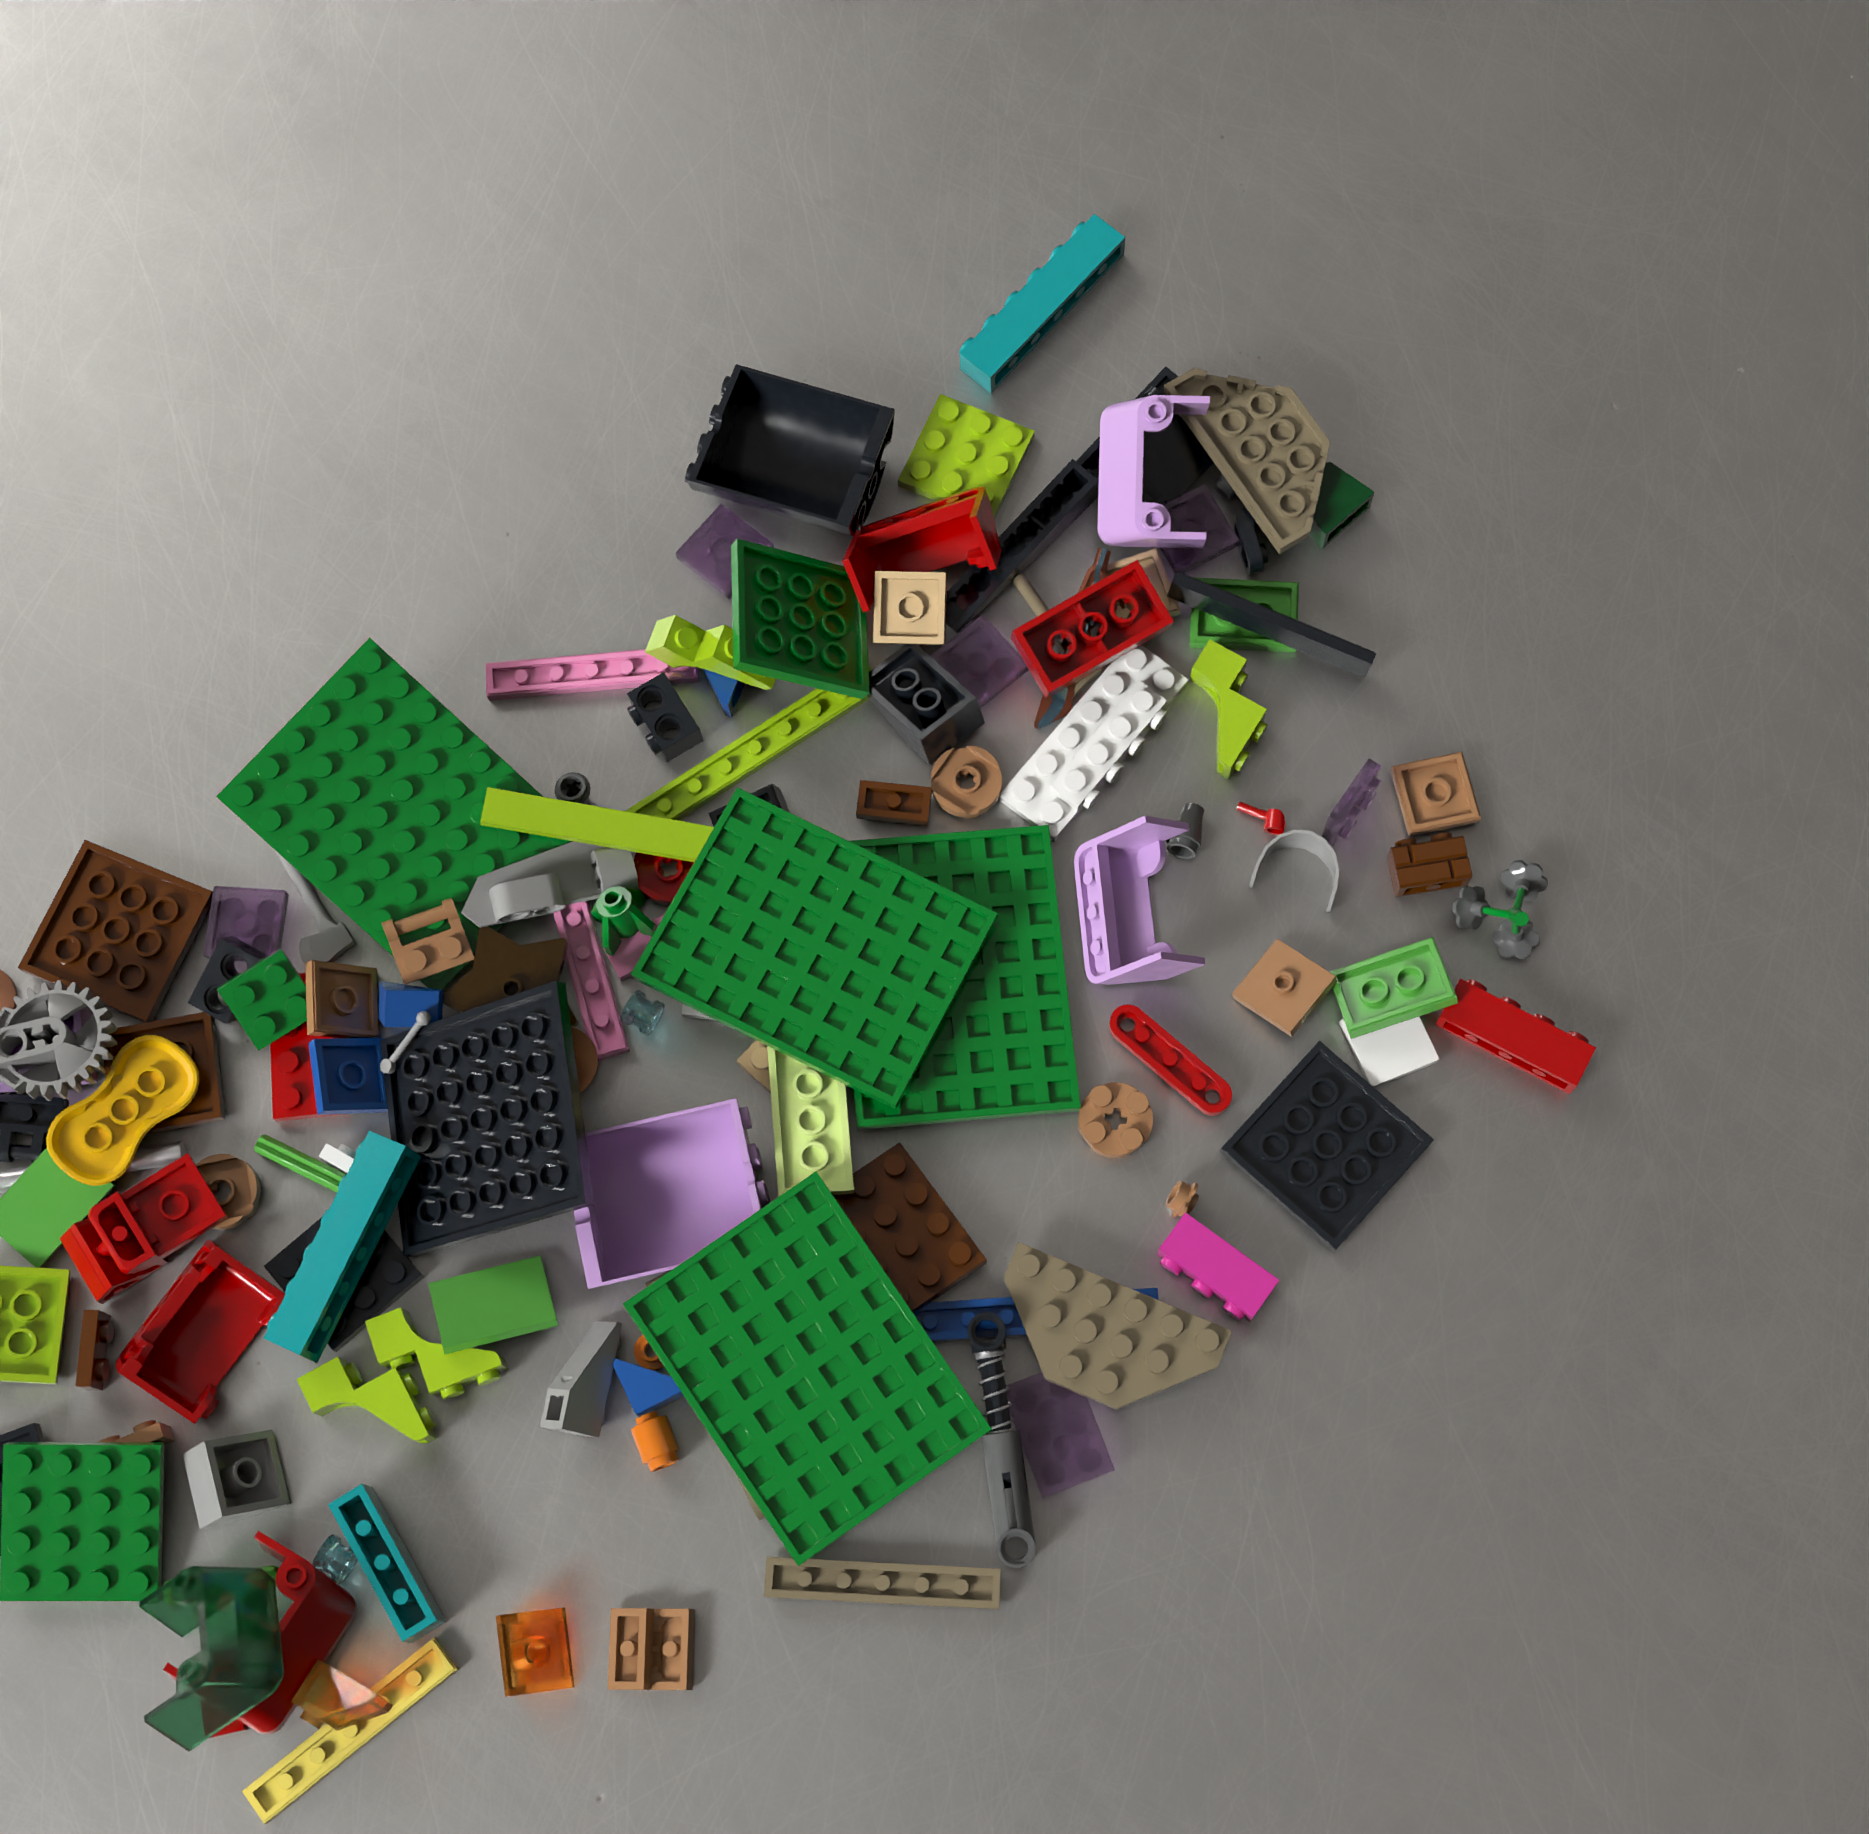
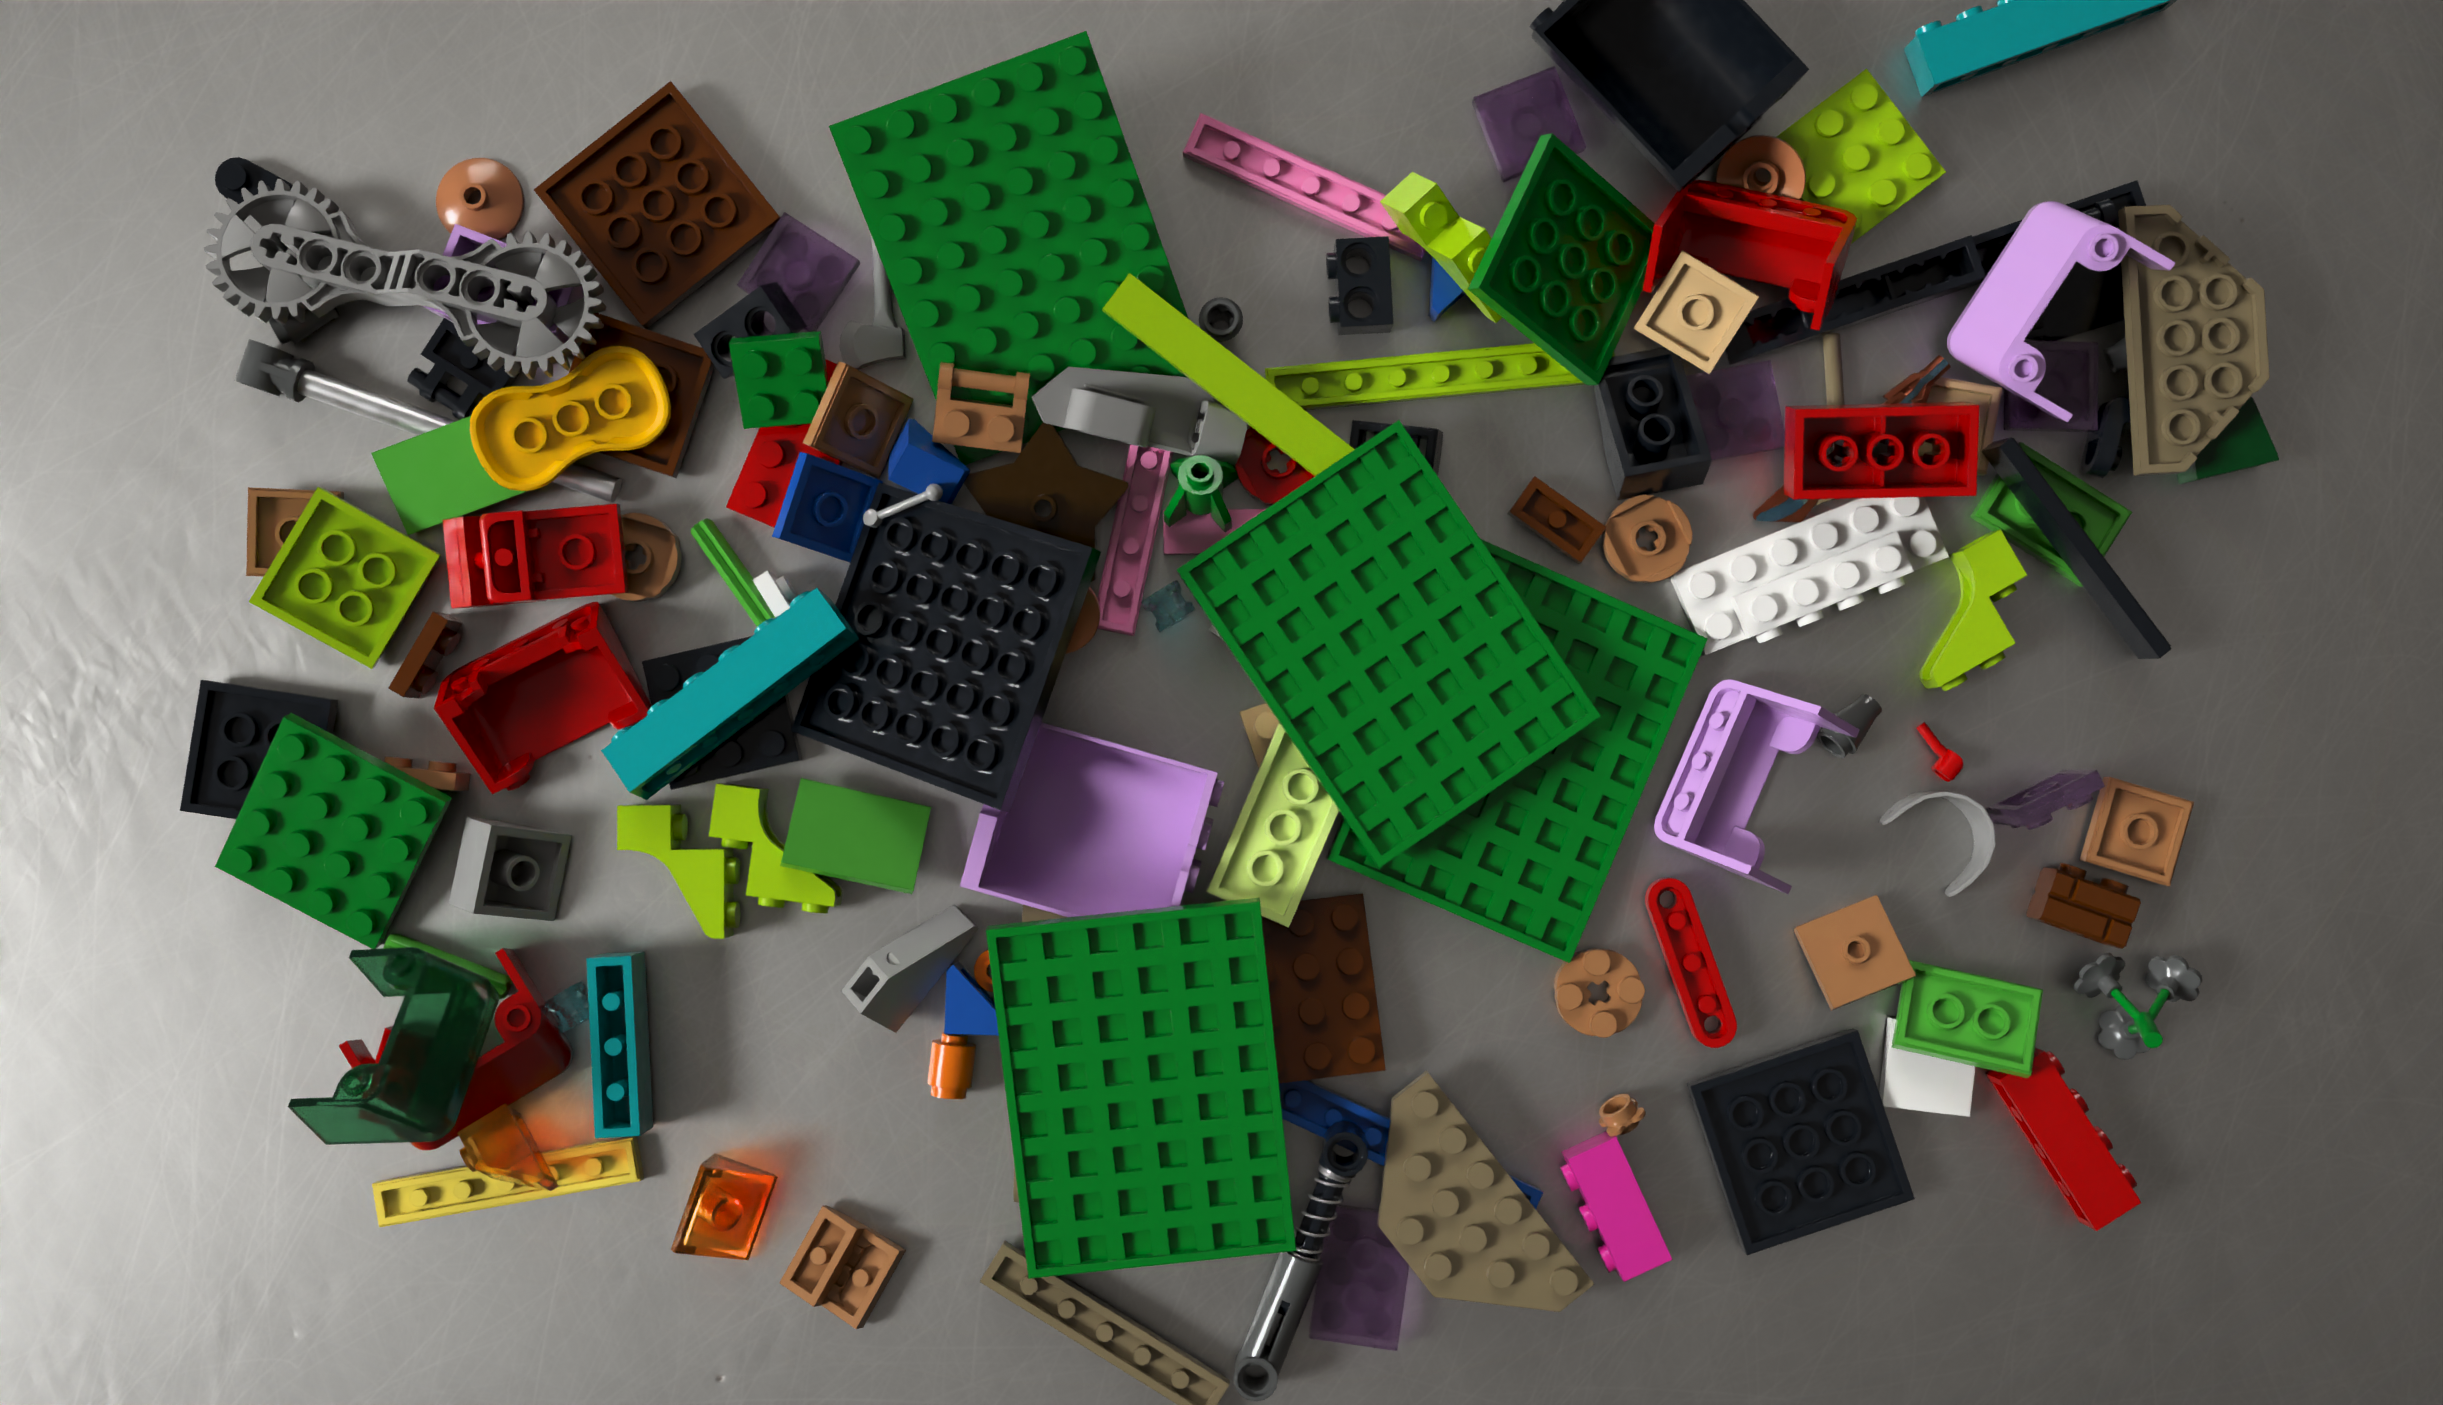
camera: 20 degrees right, 15 degrees up
(901, 480) = (1763, 152): none -> nougat dish

